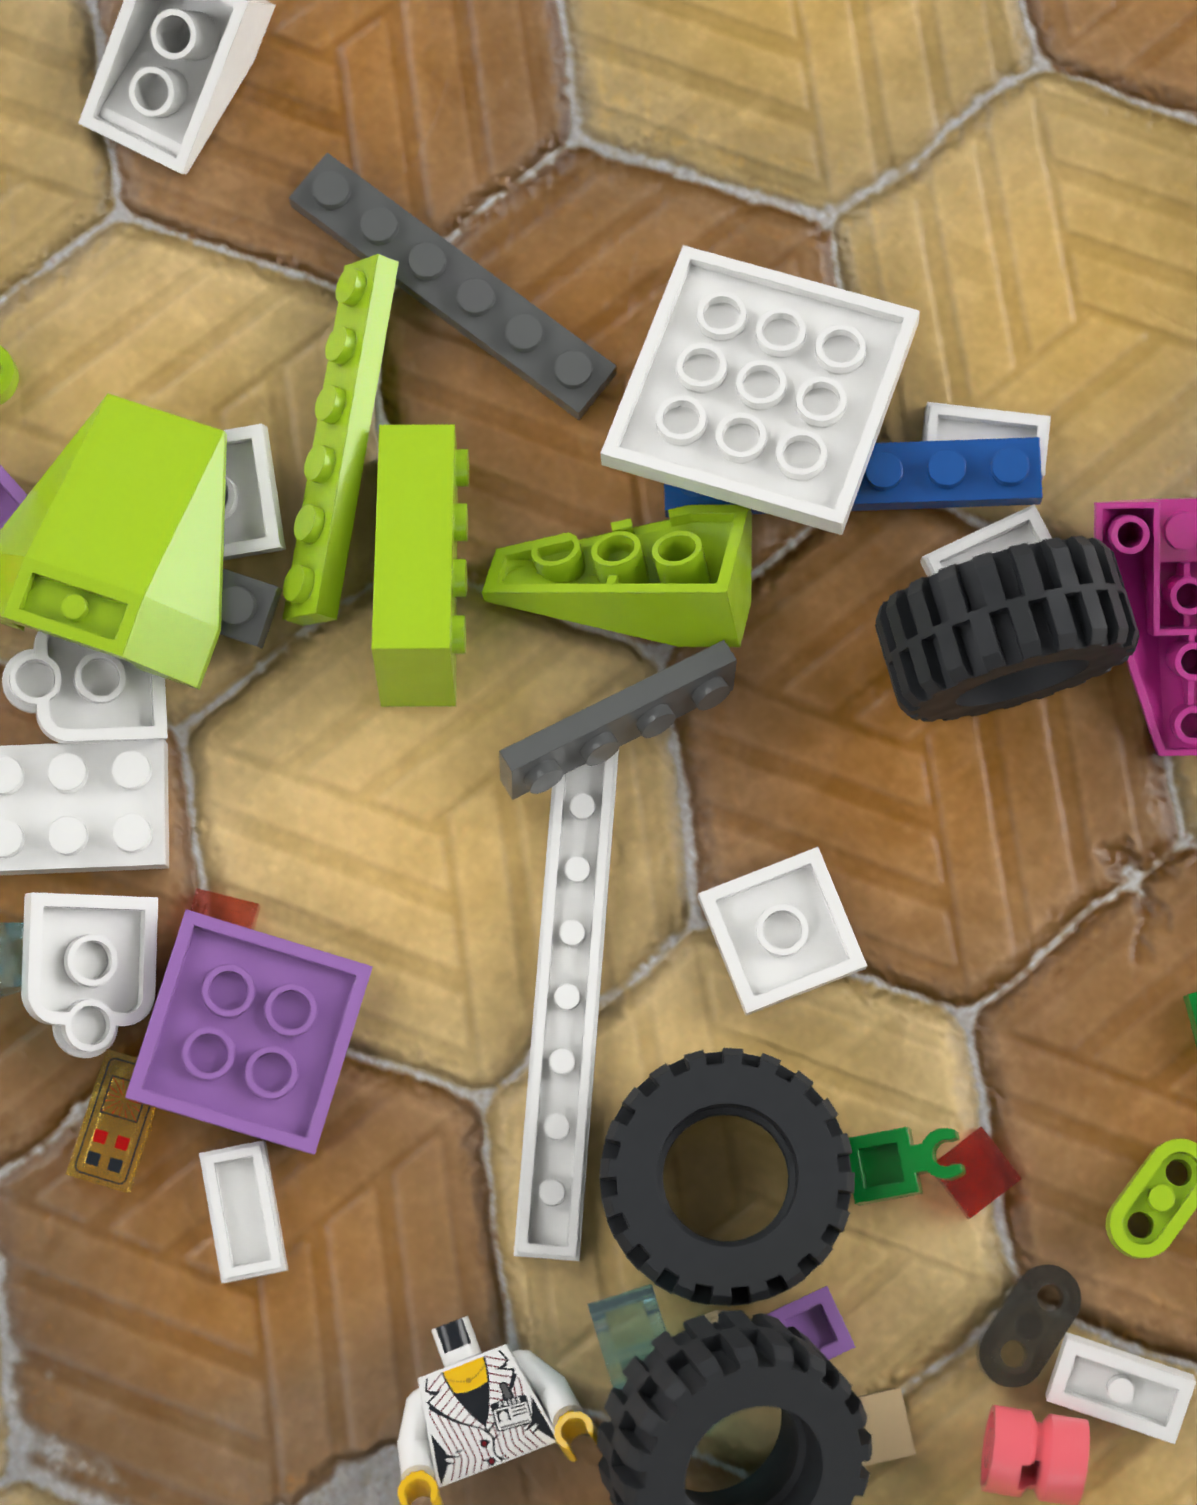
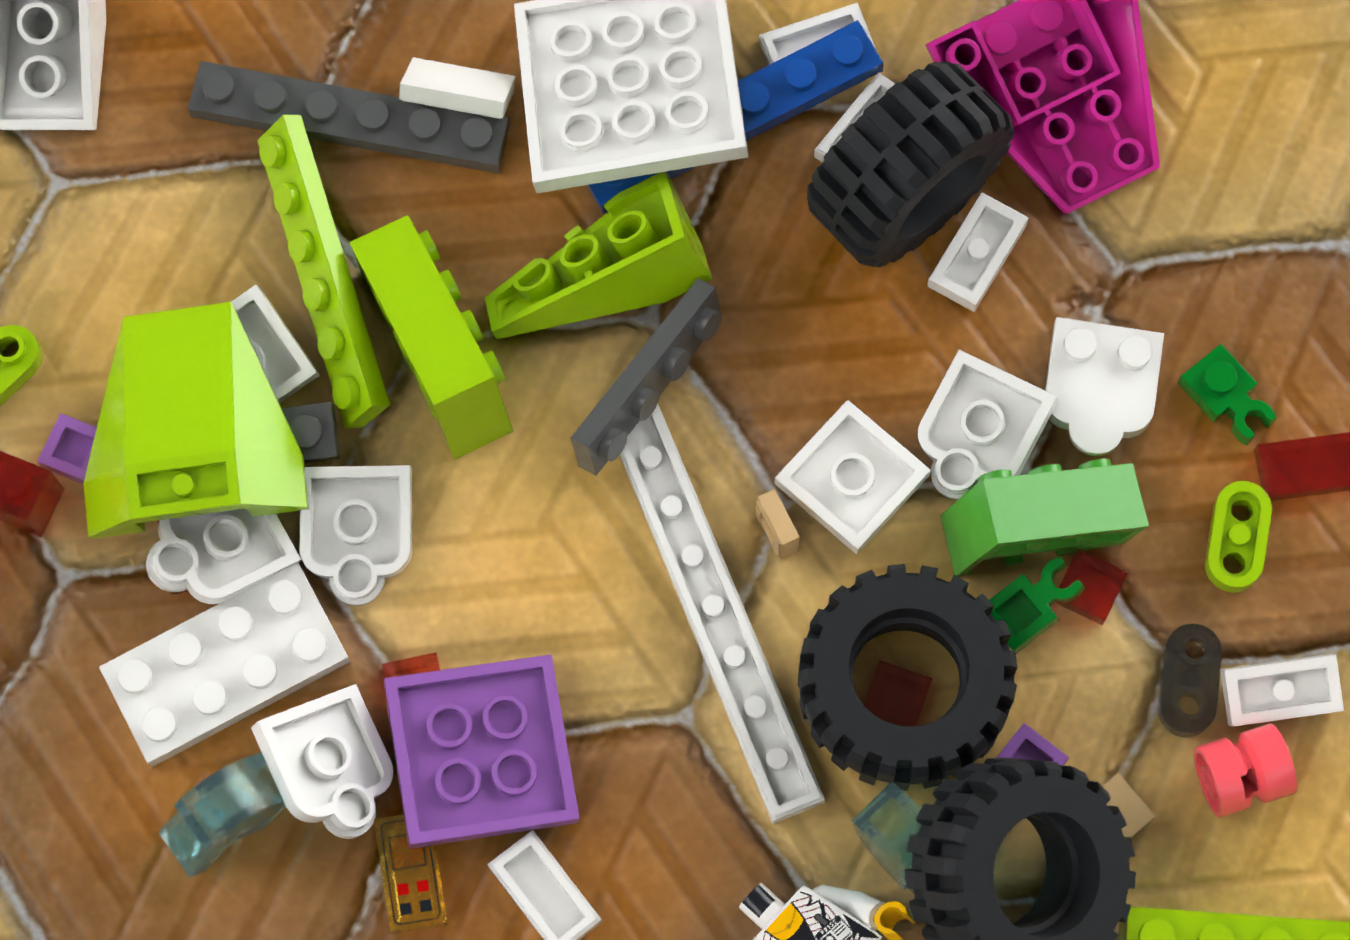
camera: 25 degrees left, 5 degrees down
(242, 732) = (357, 527): none -> white plate
(578, 308) = (457, 88): none -> white tile
(676, 943) = (777, 524): none -> tan tile
(711, 1187) = (897, 694): none -> clear red tile
(945, 945) = (981, 424): none -> white plate
(963, 1073) = (1044, 513): none -> wedge
(1039, 752) = (977, 252): none -> white plate
(1100, 958) = (1102, 382): none -> white plate

